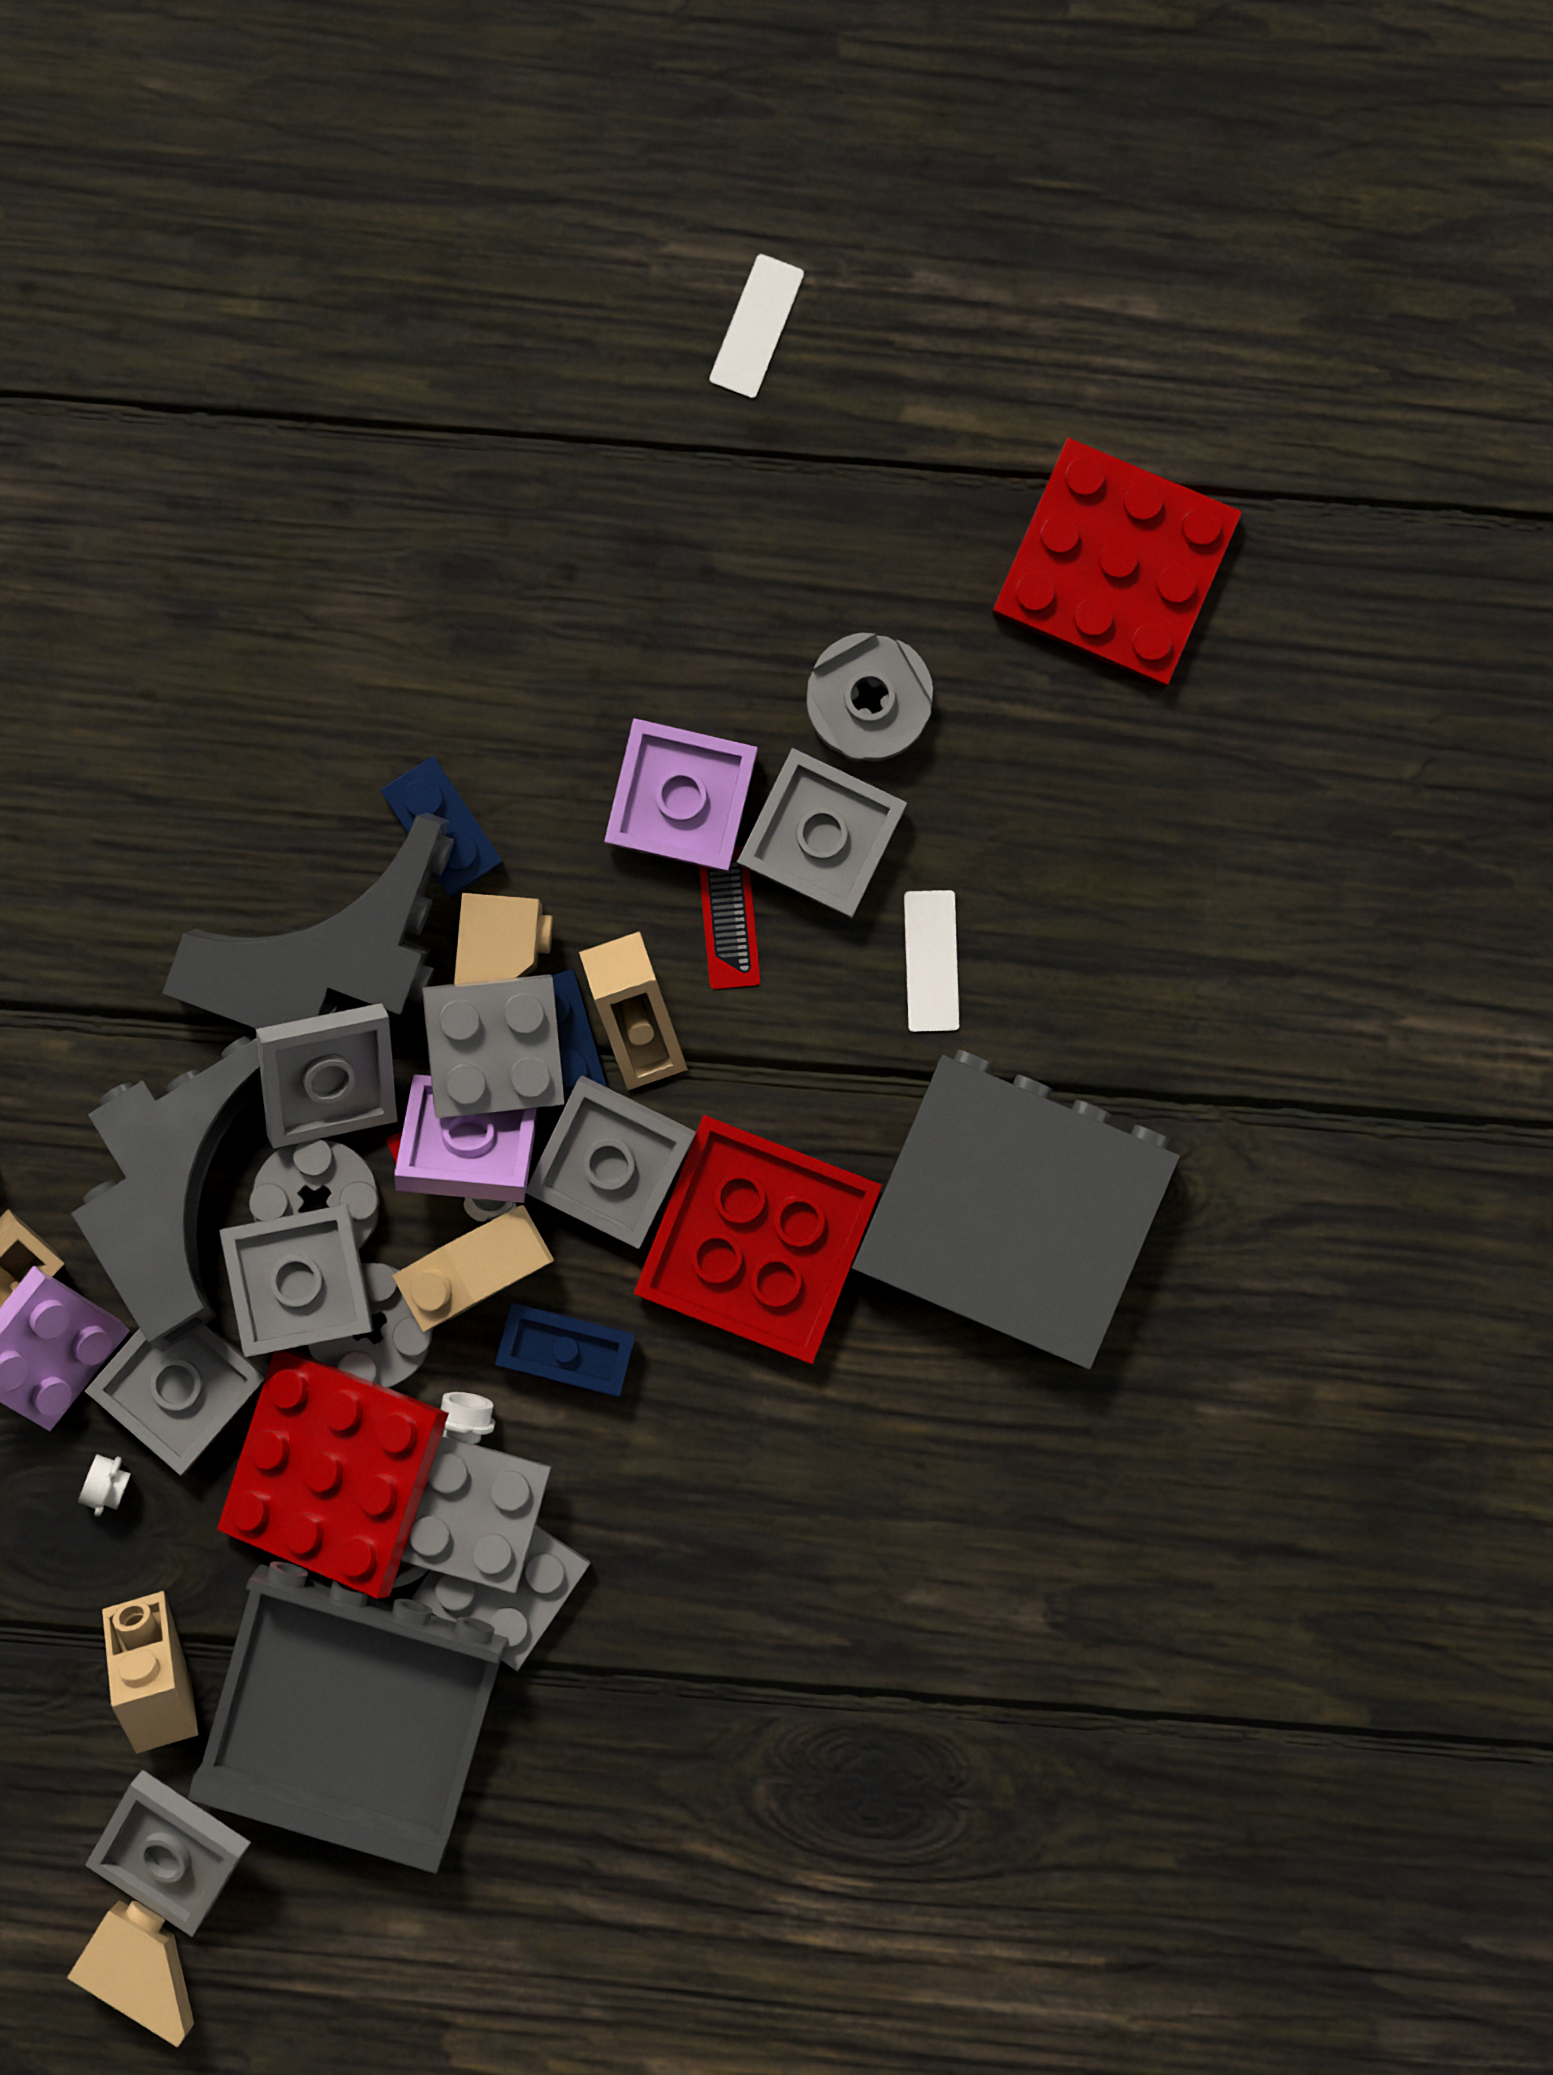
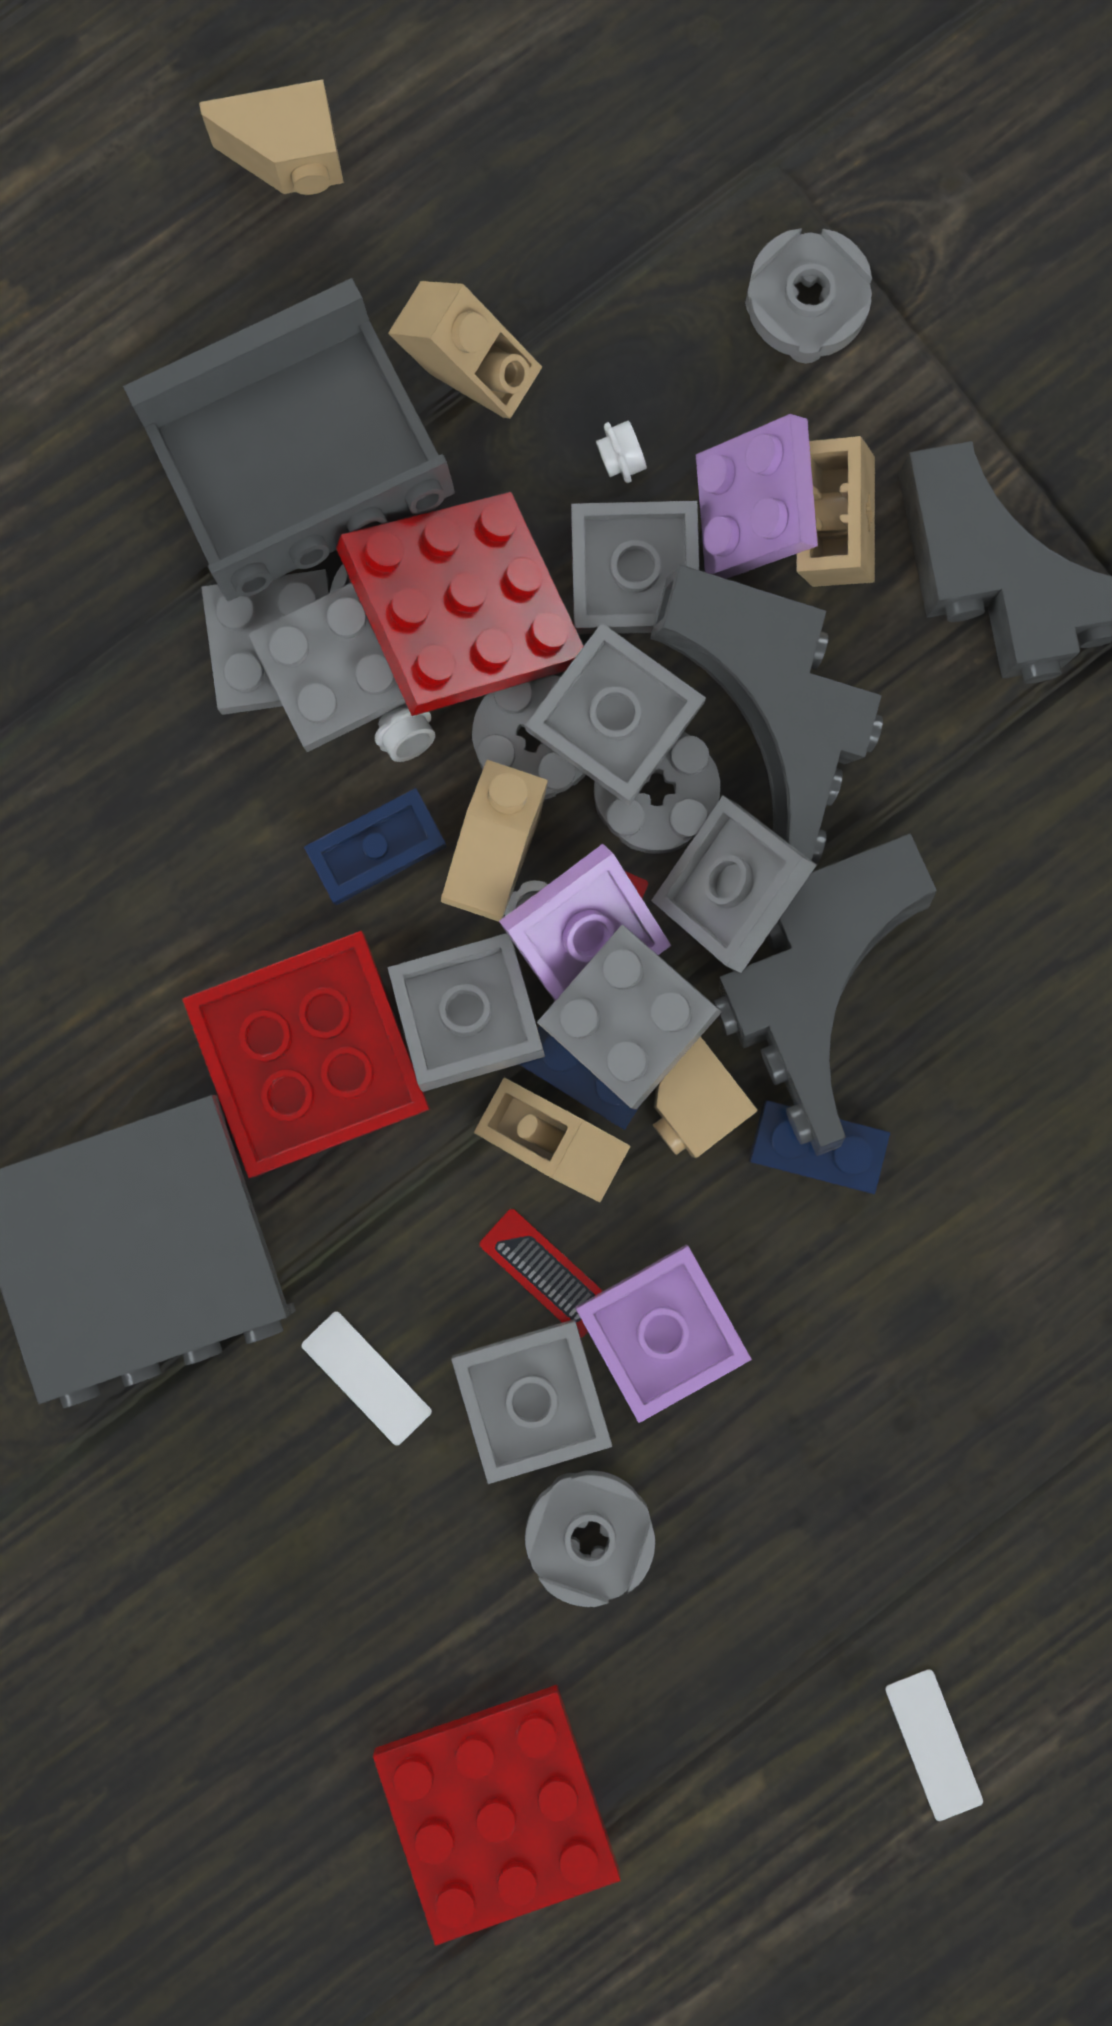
camera: 140 degrees right, 0 degrees up
(167, 1853) = (332, 233): light grey plate -> none

